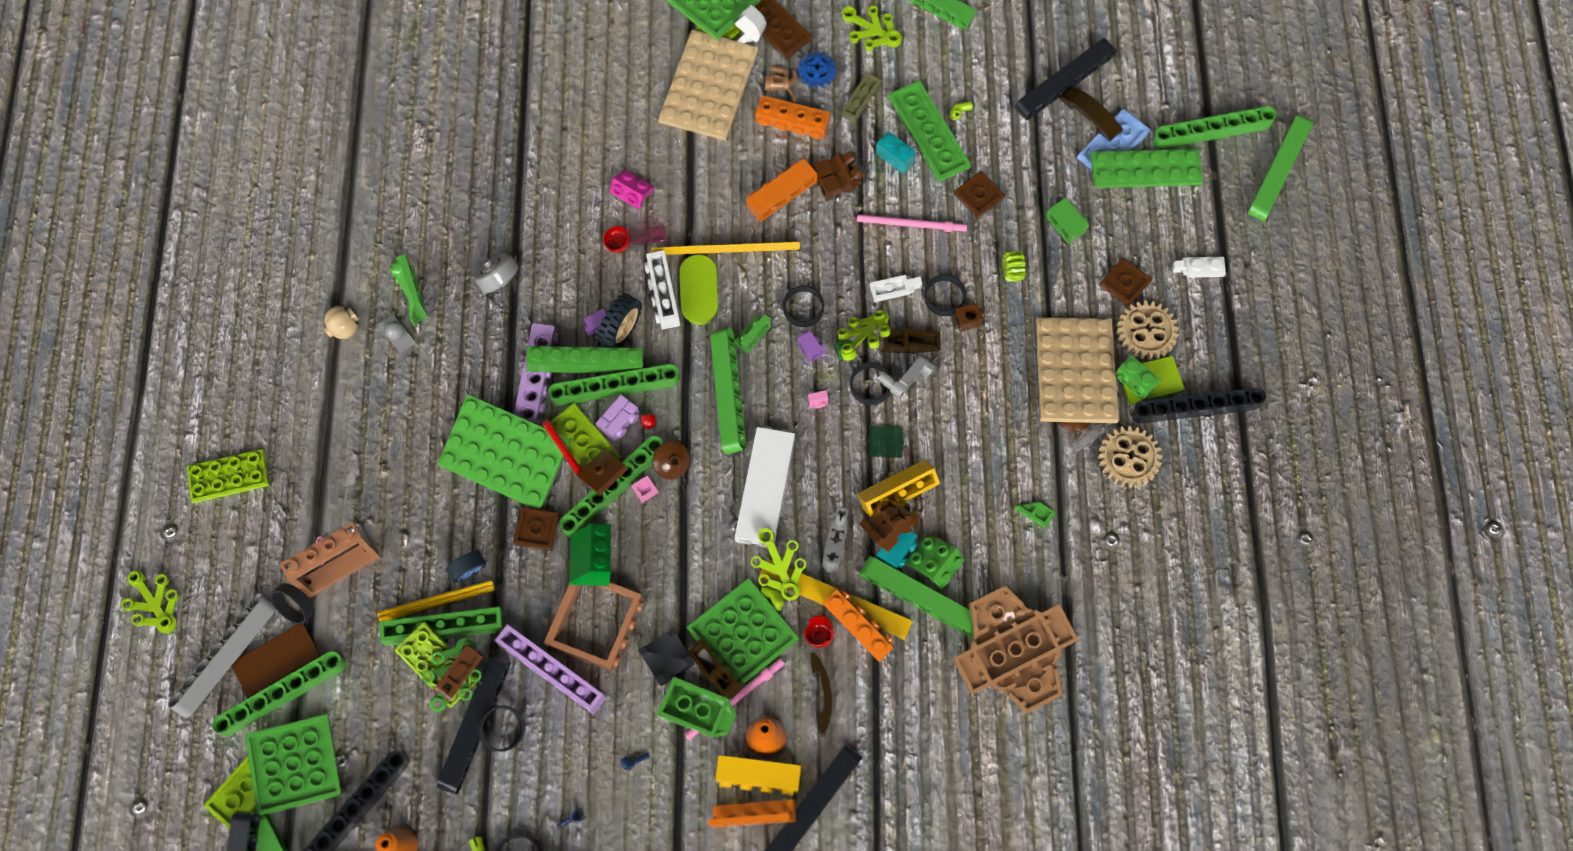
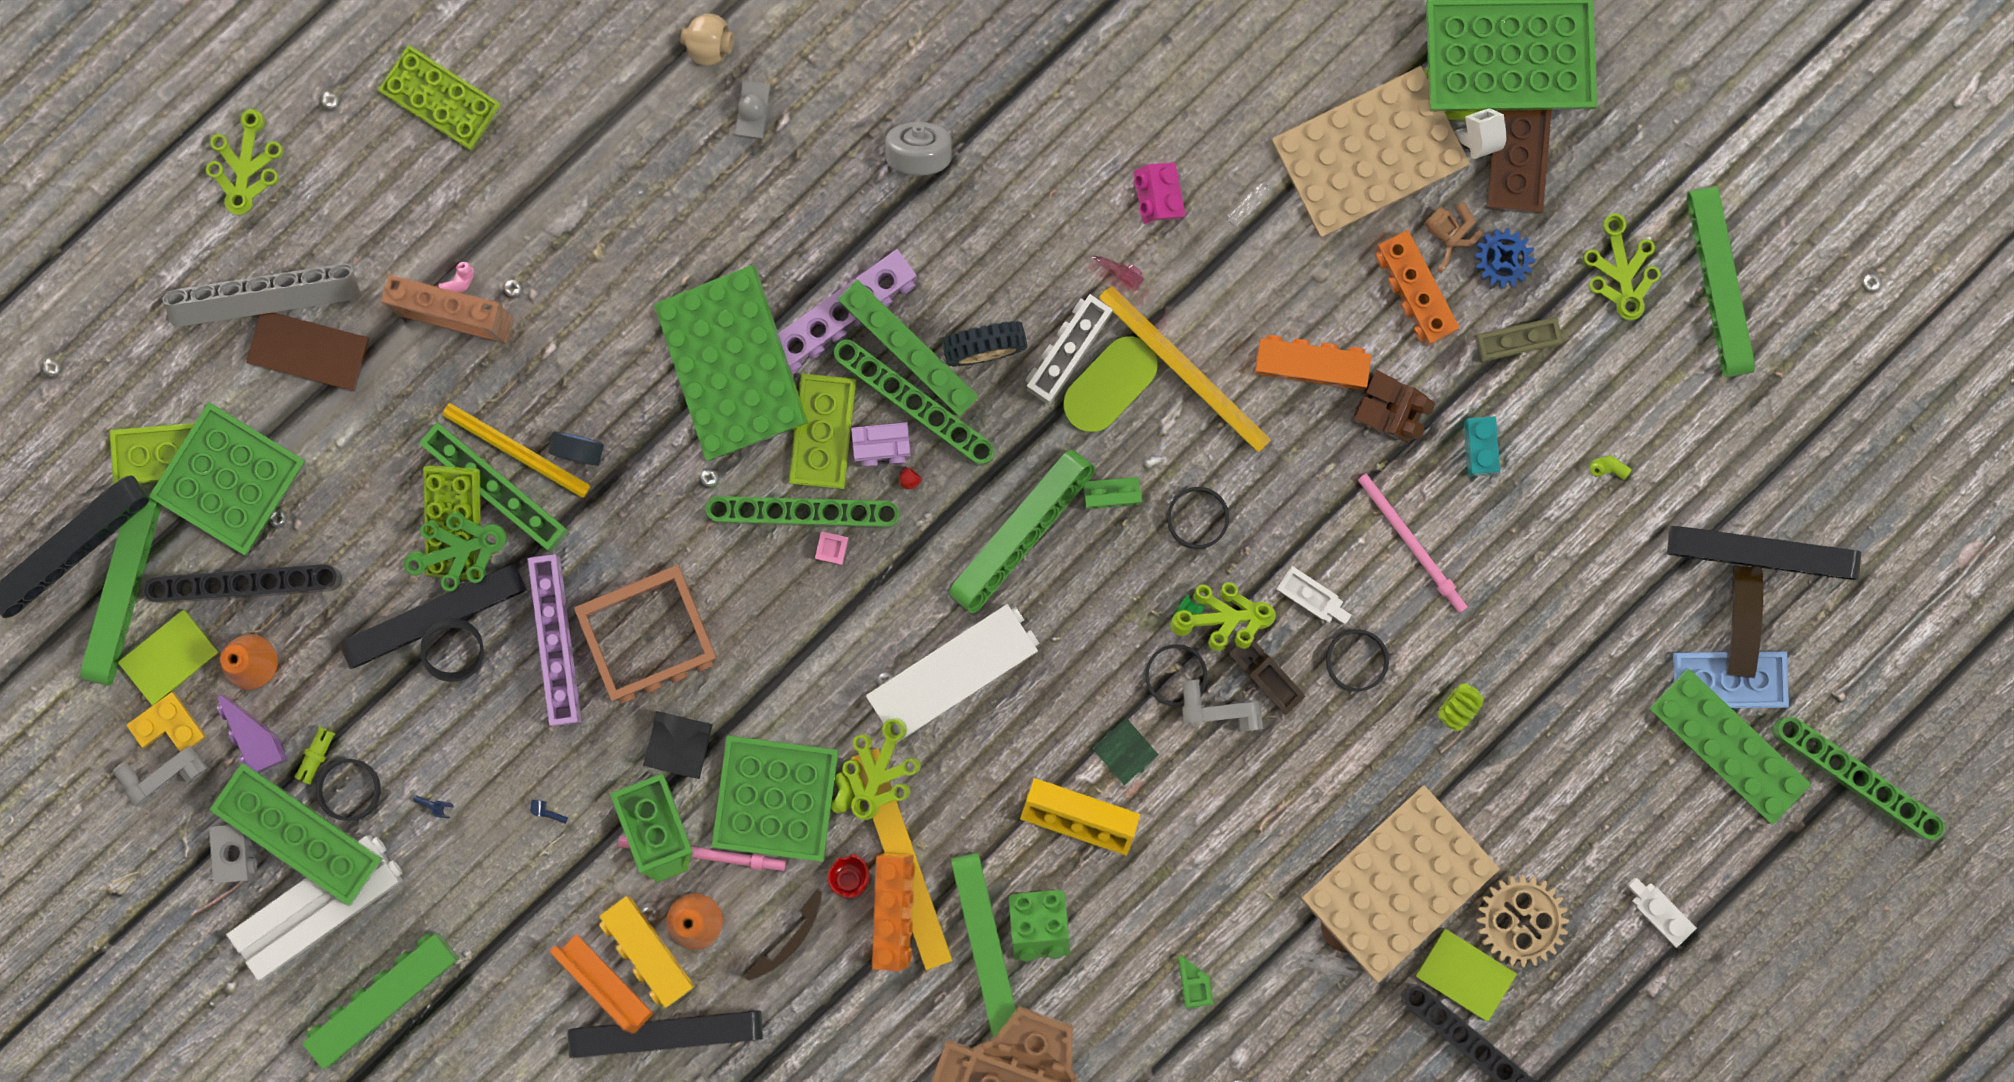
camera: 45 degrees right, 15 degrees up
(269, 694) = (267, 385): bright green beam -> none
(298, 597) = (371, 313): black tyre -> none
(405, 276) = (821, 56): bright green slope -> none
(458, 672) = (461, 557): reddish brown plate -> none
(536, 529) = (684, 478): reddish brown plate -> none
(561, 446) = (787, 429): red bar -> none
(591, 556) = (705, 566): green slope -> none
(593, 322) = (964, 315): medium lavender brick -> none
(602, 472) = (804, 489): reddish brown plate -> none
(617, 239) = (1081, 239): red hair -> none
(663, 457) = (888, 536): reddish brown dish -> none
(716, 669) = (710, 809): dark brown slope -> none
(811, 346) = (1157, 570): medium lavender brick -> none
(818, 399) = (1102, 637): bright pink plate -> none
(832, 550) = (948, 807): light grey beam -> none
(889, 522) = (1028, 845): reddish brown hips -> none
(897, 555) = (1015, 873): teal brick -> none
(929, 131) = (1546, 457): bright green plate -> none
(963, 322) = (1341, 709): reddish brown brick -> none
(979, 194) = (1518, 587): reddish brown plate -> none
(1067, 220) = (1576, 716): bright green brick -> none
(1125, 282) = (1561, 845): reddish brown plate -> none
(1133, 441) = (1328, 1041): tan gear -> none
(1137, 377) = (1447, 961): bright green brick -> none
(1280, 167) = (1876, 897): bright green beam -> none

